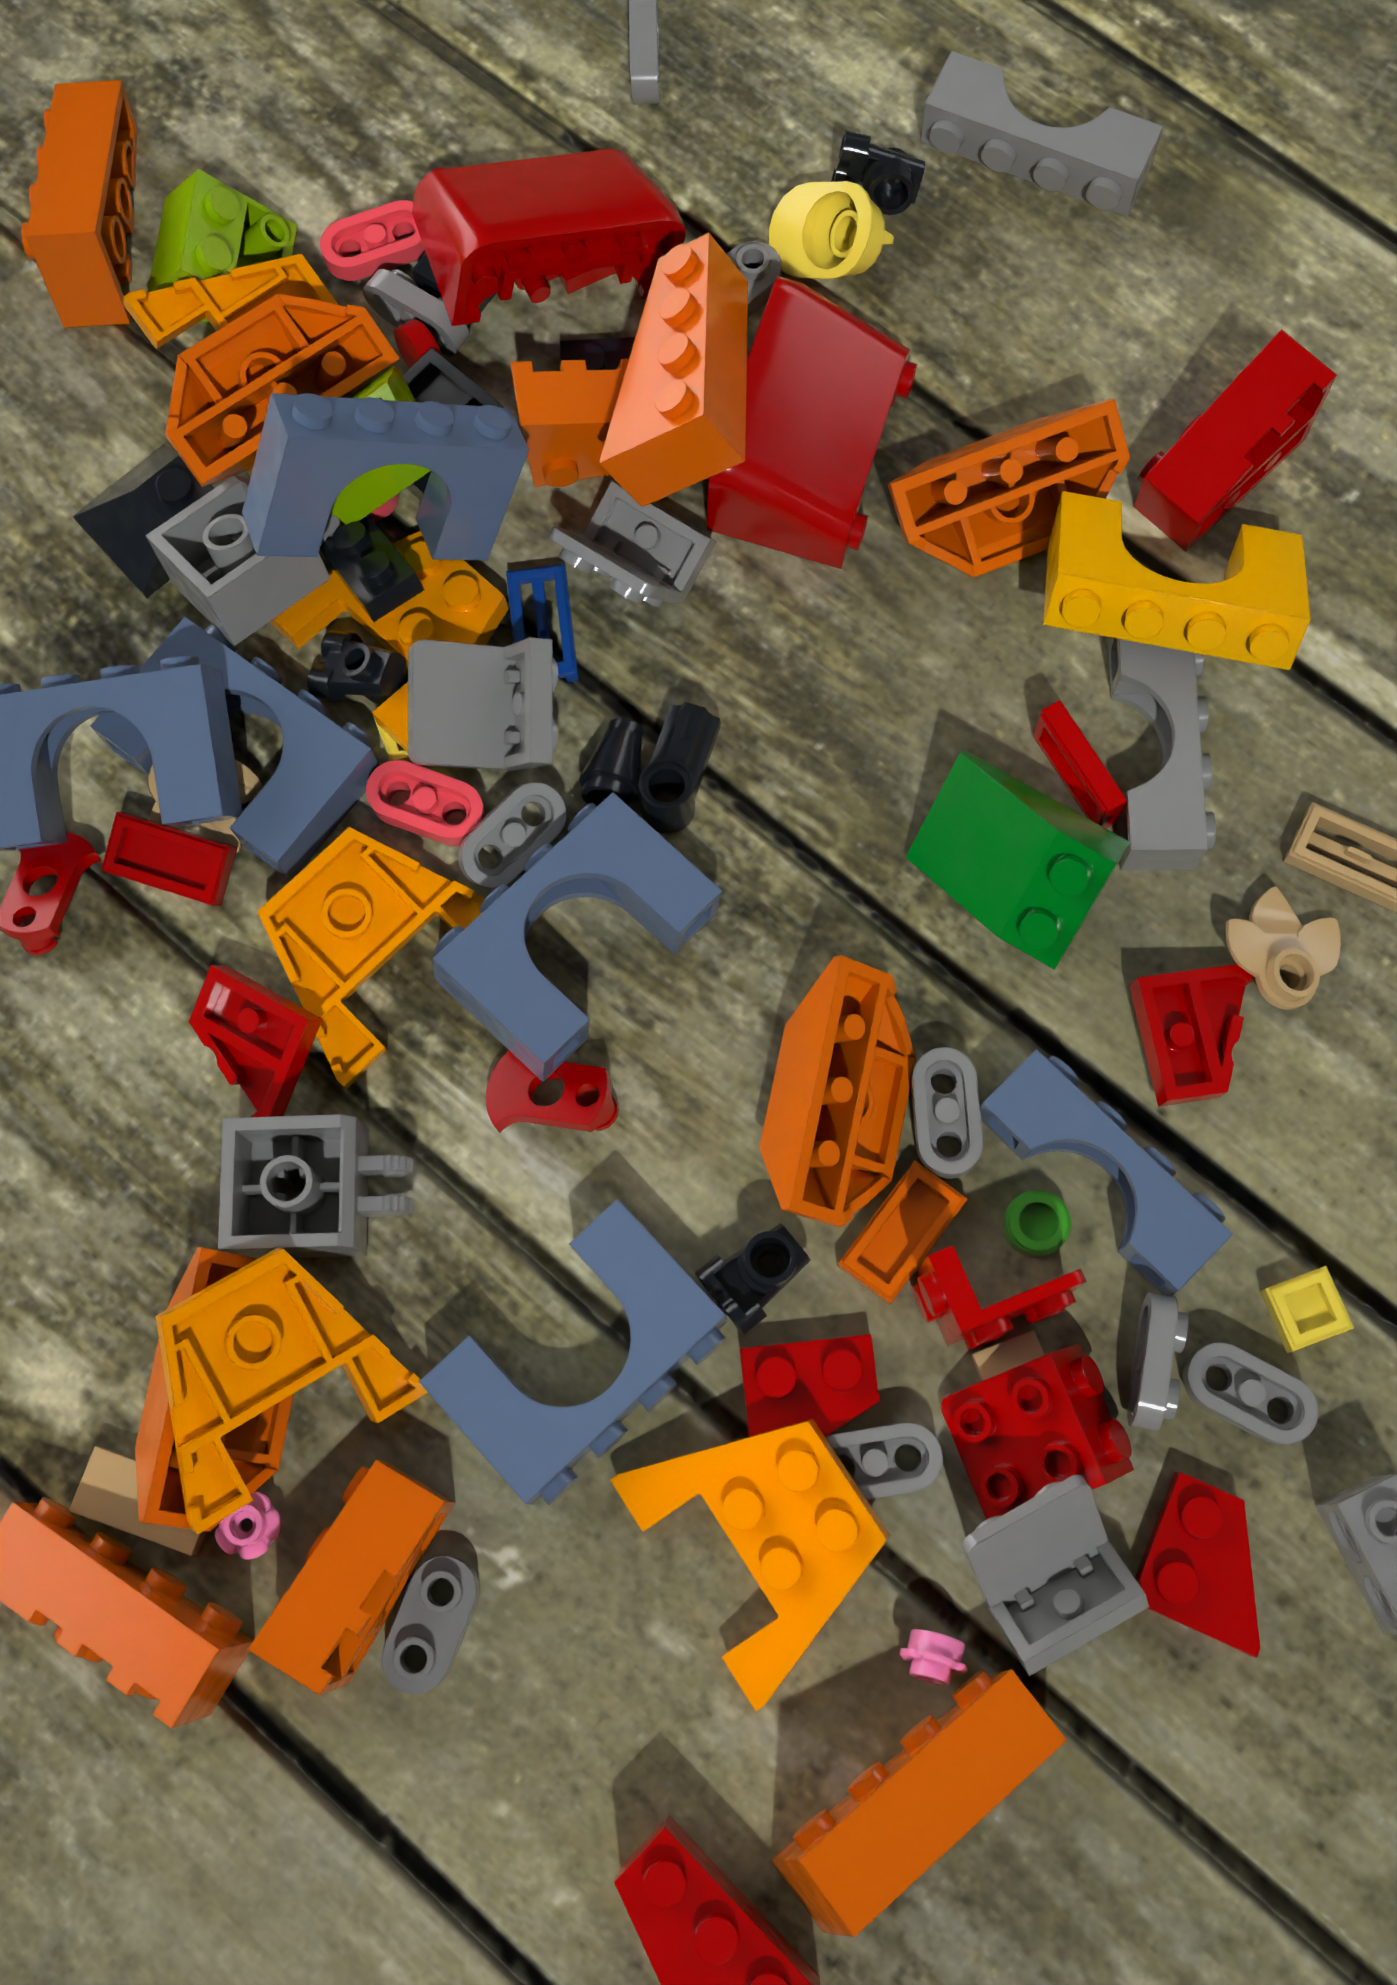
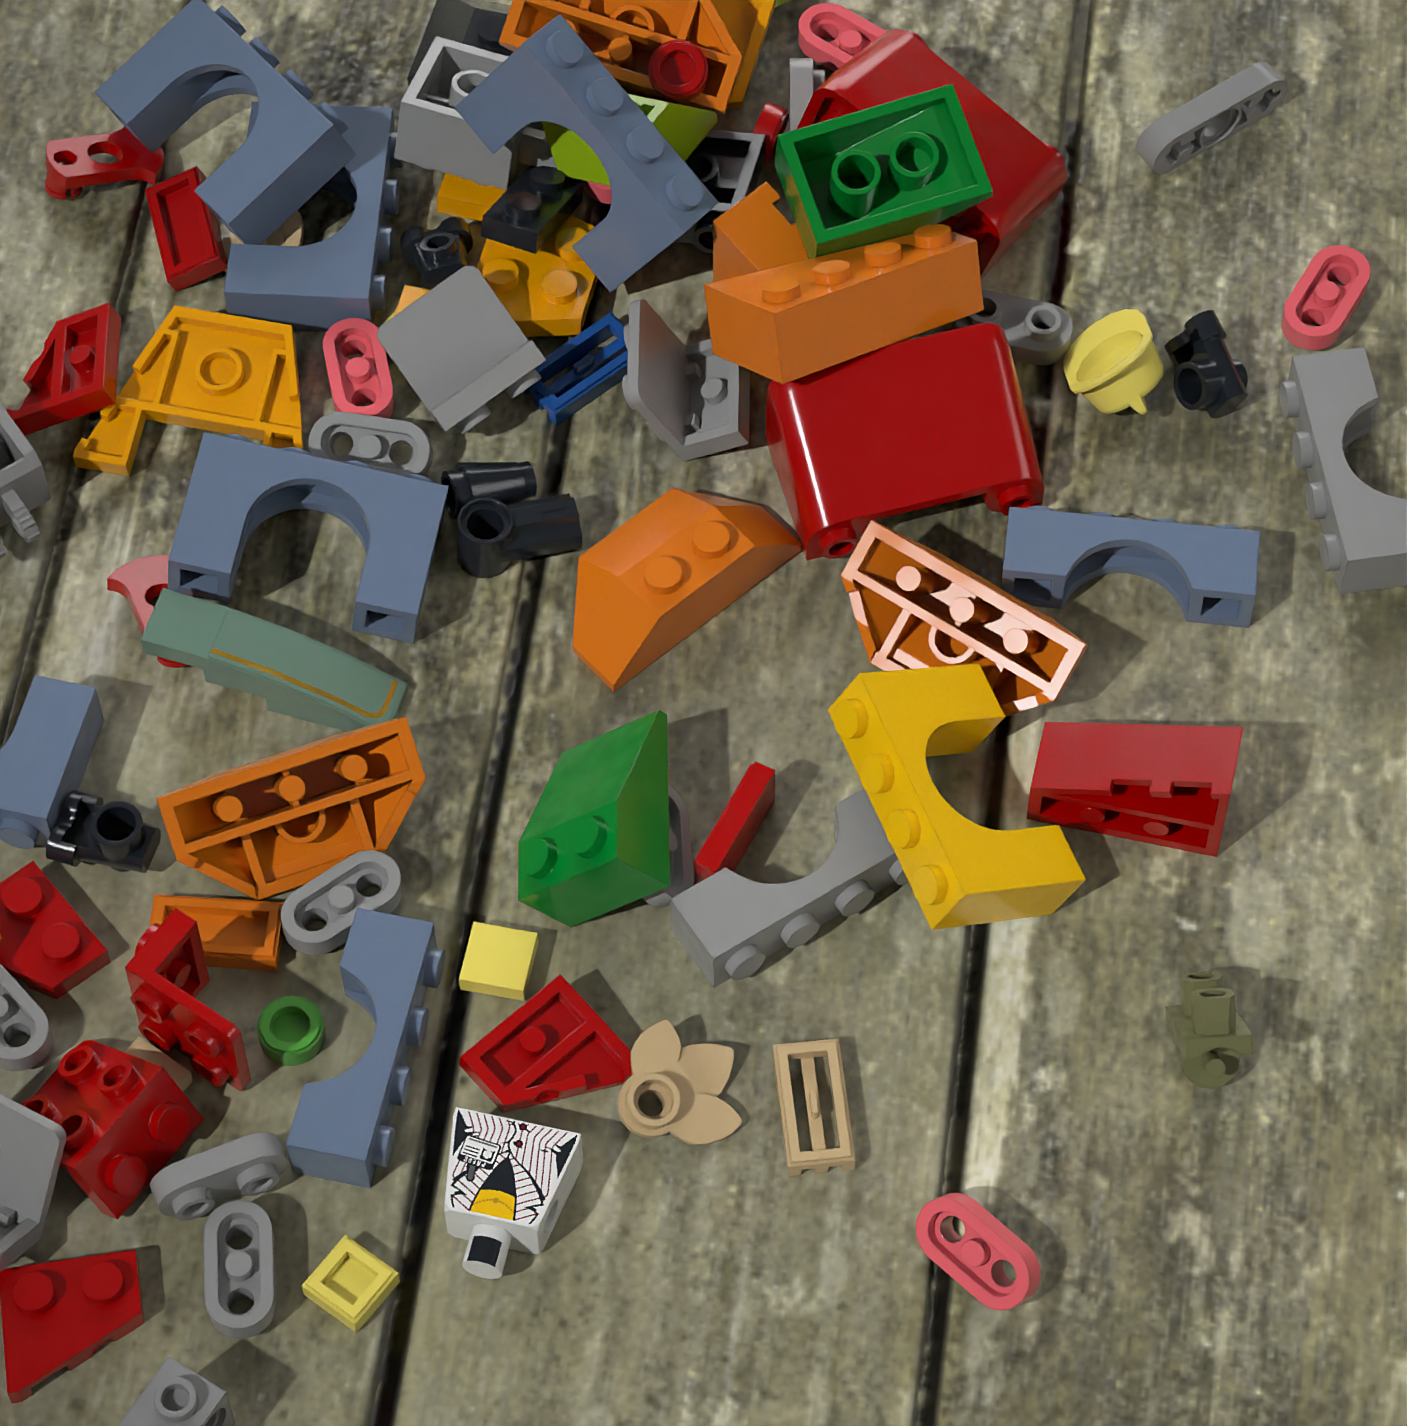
camera: 50 degrees right, 15 degrees down
(342, 363) = (678, 71): none -> red tile
(591, 264) = (880, 171): none -> green slope
(679, 1037) = (273, 662): none -> sand green slope
(798, 679) = (669, 577): none -> orange wedge
(876, 66) = (1322, 301): none -> coral plate
(1062, 290) = (1201, 566): none -> sand blue arch
(1075, 1019) = (498, 961): none -> light yellow tile
(1304, 1136) = (506, 1186): none -> white torso

